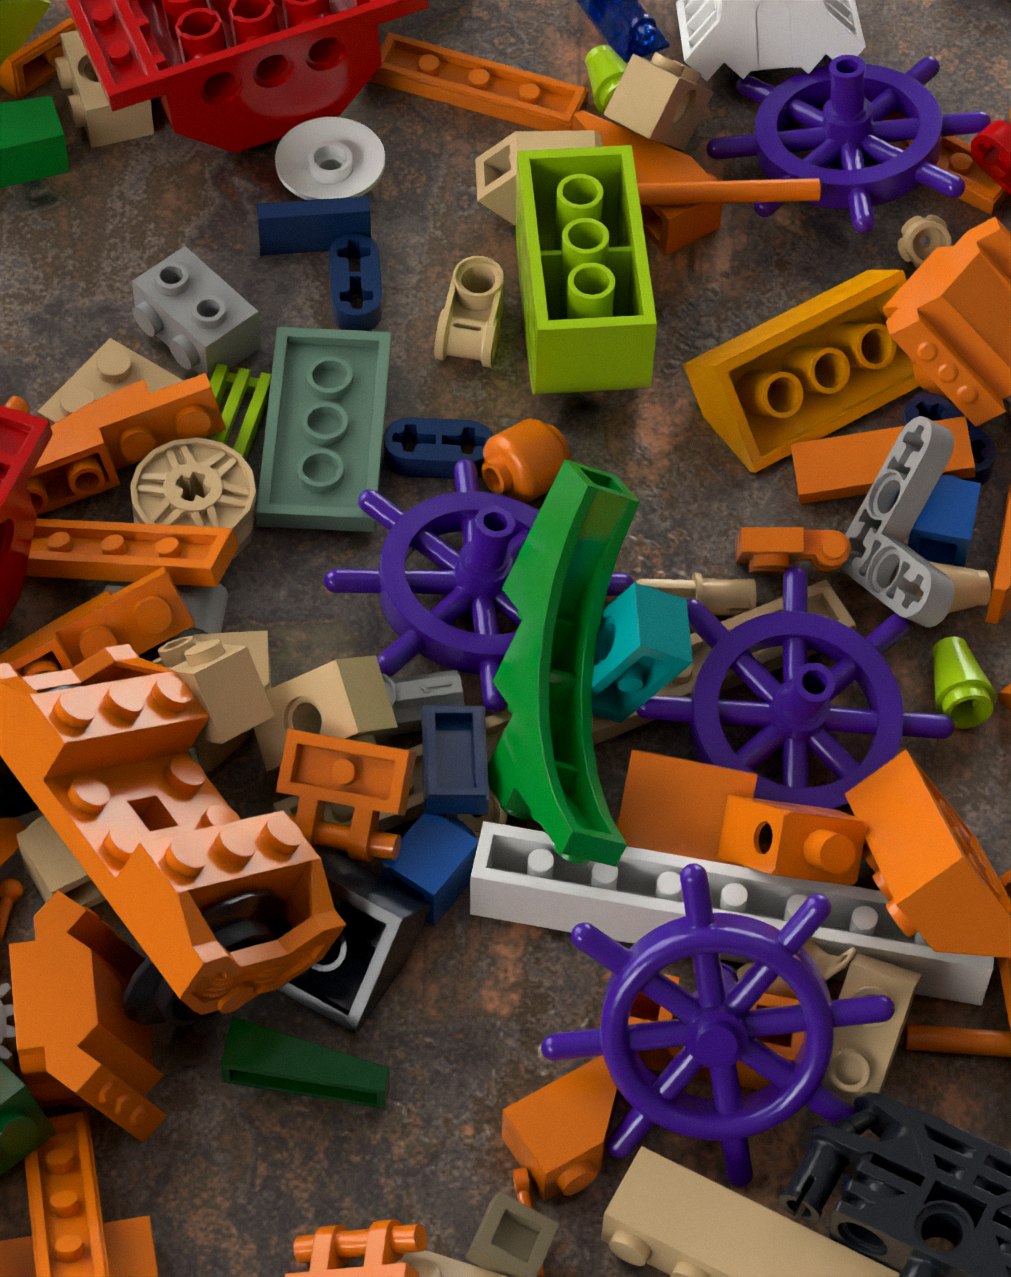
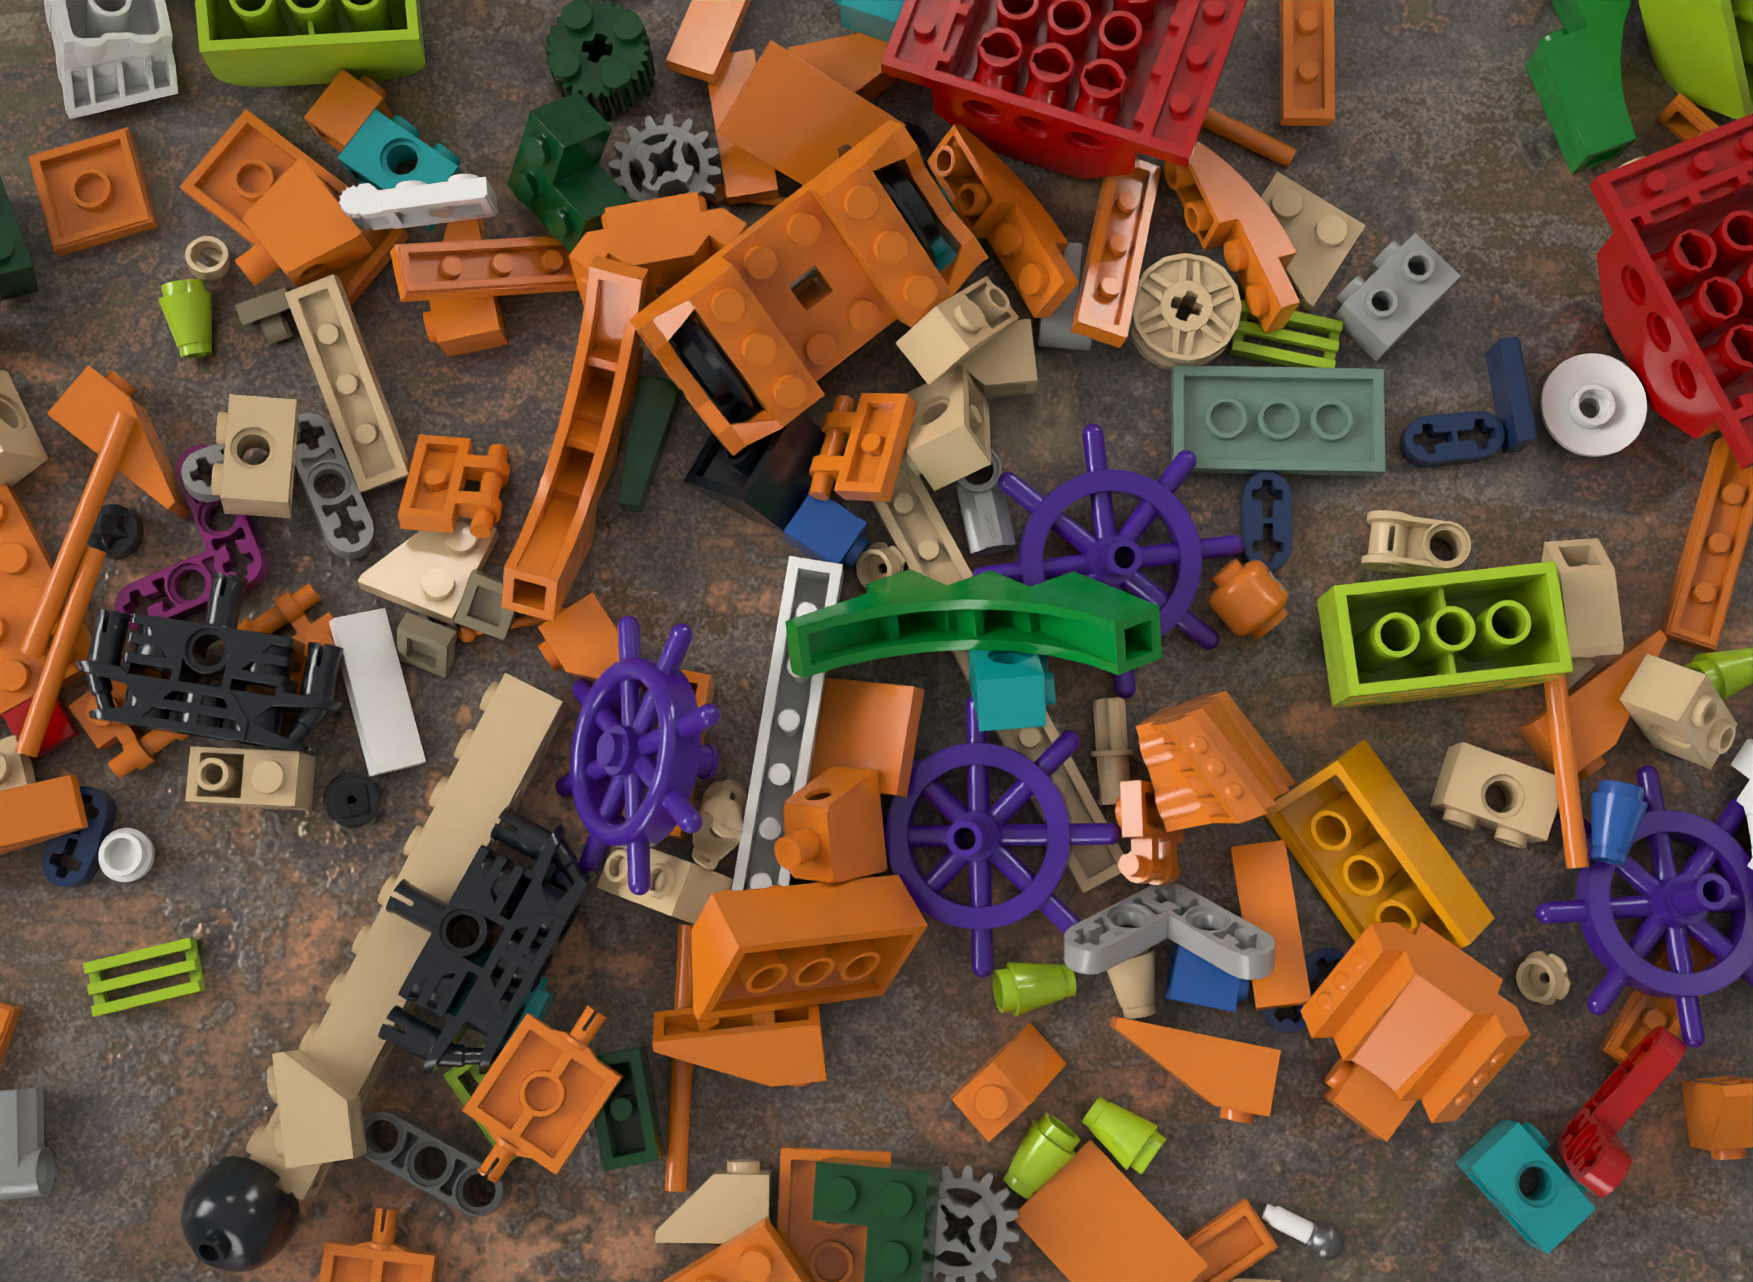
camera: 90 degrees right, 25 degrees up
(317, 1122) = (585, 444): none -> orange arch
(454, 760) = (914, 542): dark blue tile -> none
(721, 483) = (1209, 764): none -> orange slope
(738, 265) = (1528, 793): none -> tan brick
(770, 155) = (1615, 819): none -> blue cone

